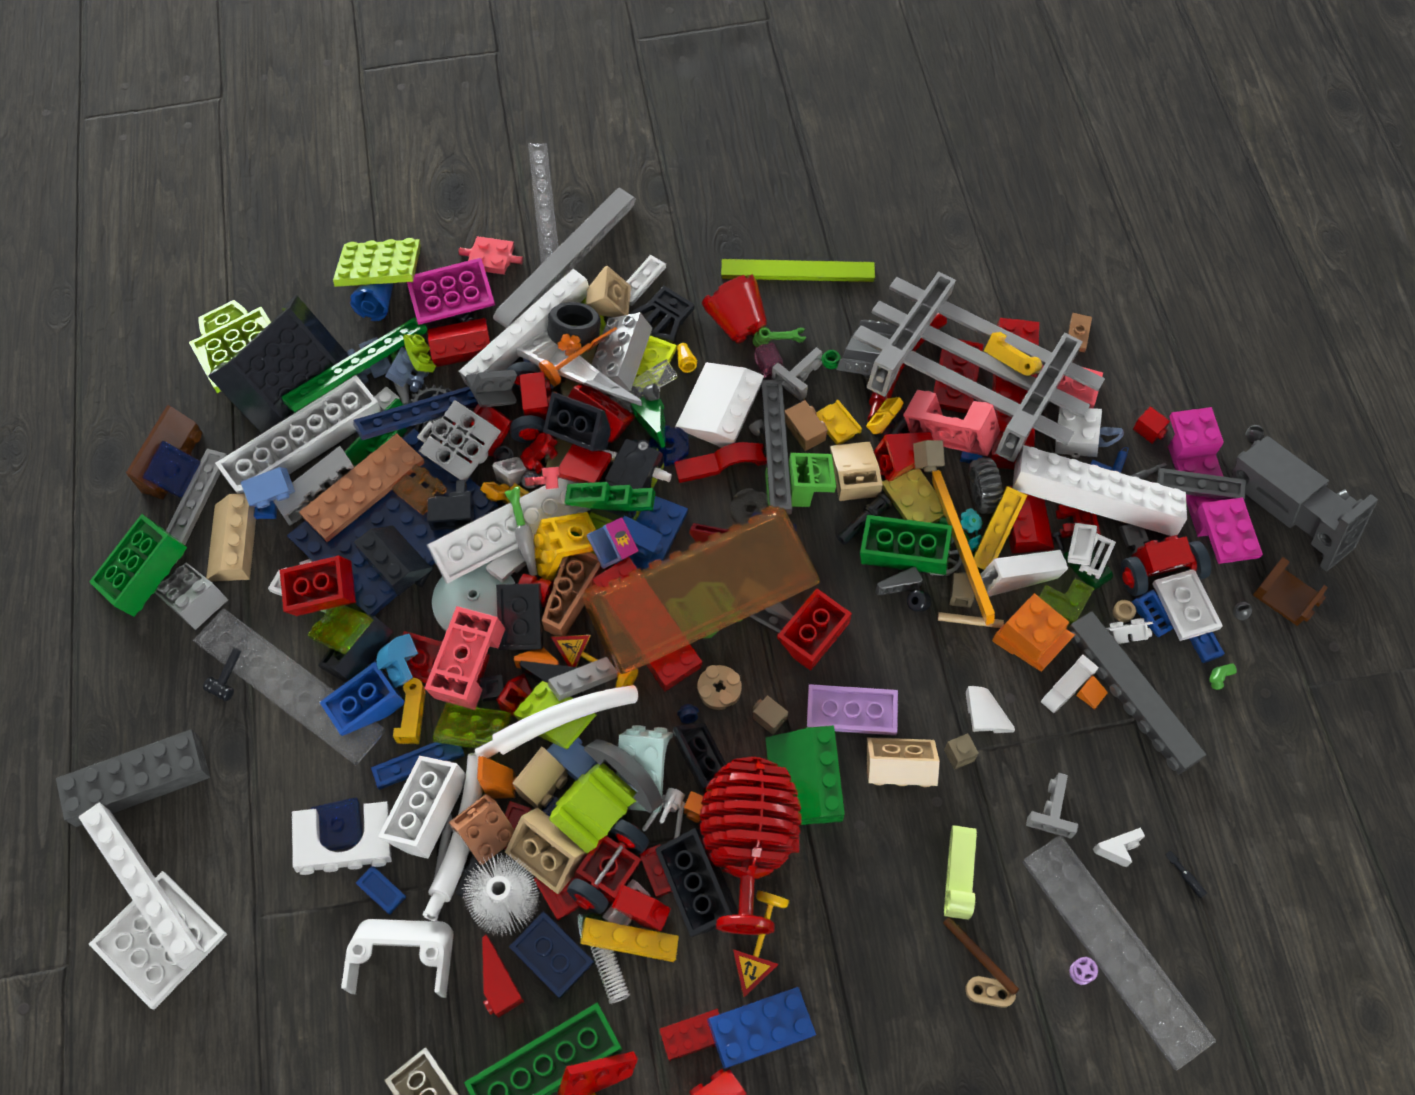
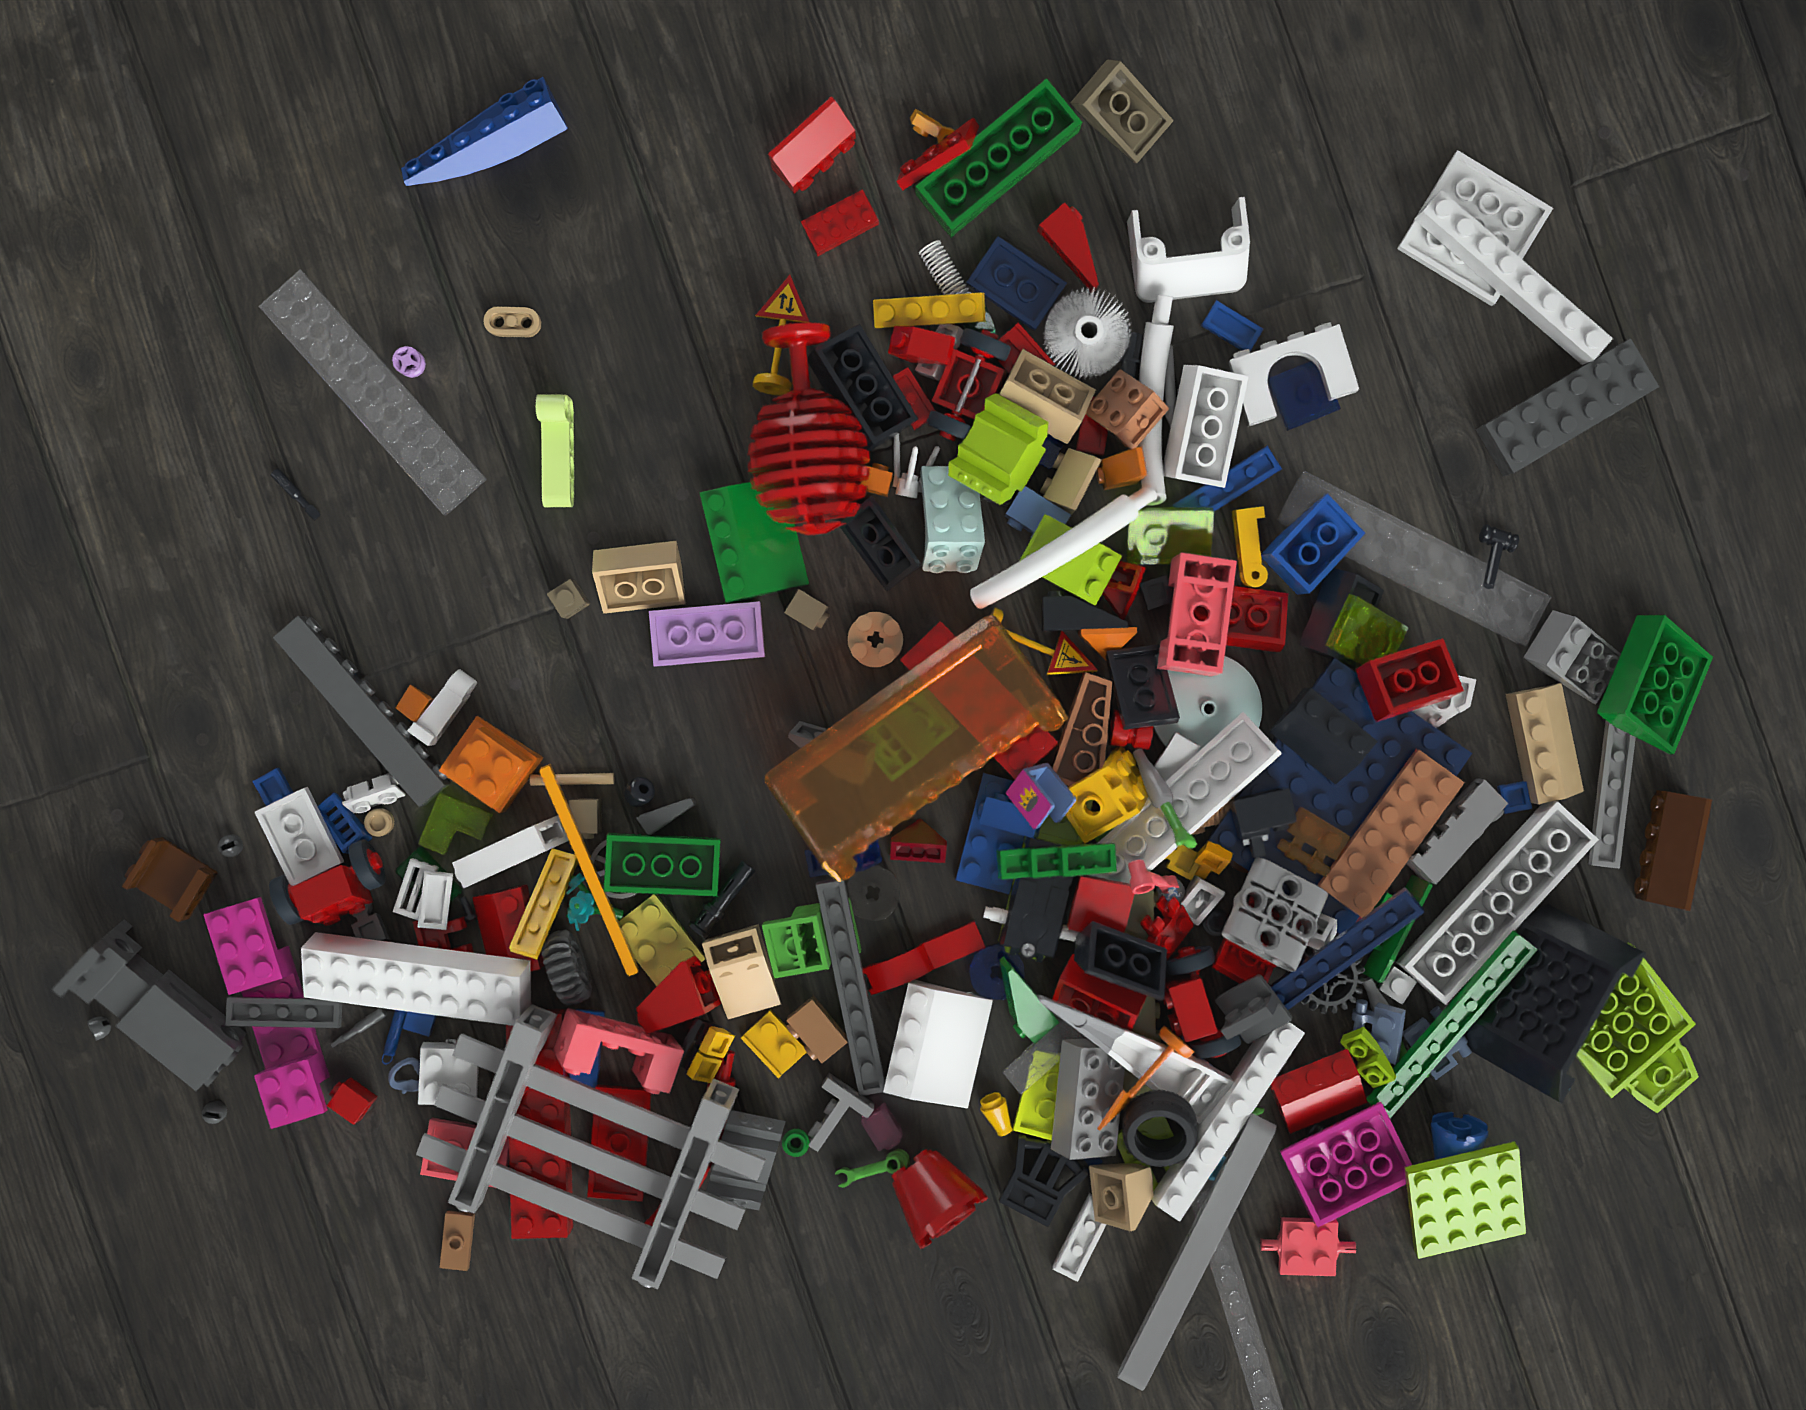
camera: 170 degrees right, 25 degrees up
(171, 469) = (1654, 822): clear blue plate -> none
(268, 487) = (1515, 809): medium blue brick -> none
(394, 658) = (1288, 602): dark azure brick -> none
(569, 344) = (1157, 1091): orange plant -> none
(582, 678) = (1044, 611): light grey plate -> none
(630, 769) = (965, 500): dark grey slope -> none
(651, 392) = (1032, 1038): dark grey hinge -> none
(688, 713) = (908, 597): dark blue plate -> none
(757, 427) = (882, 1018): dark grey hinge -> none
(761, 1027) = (764, 240): blue plate -> none
(799, 270) = (862, 1287): lime tile -> none
(814, 628) = (766, 728): red slope -> none
(929, 455) = (643, 991): dark tan brick -> none
(981, 956) = (524, 357): reddish brown piece -> none
(986, 712) = (542, 657): white slope -> none
(1012, 356) = (543, 1164): yellow leg -> none
(1052, 821) = (452, 546): light grey bracket -> none
(1115, 849) = (378, 512): white slope -> none
(1219, 673) = (259, 751): bright green arm -> none

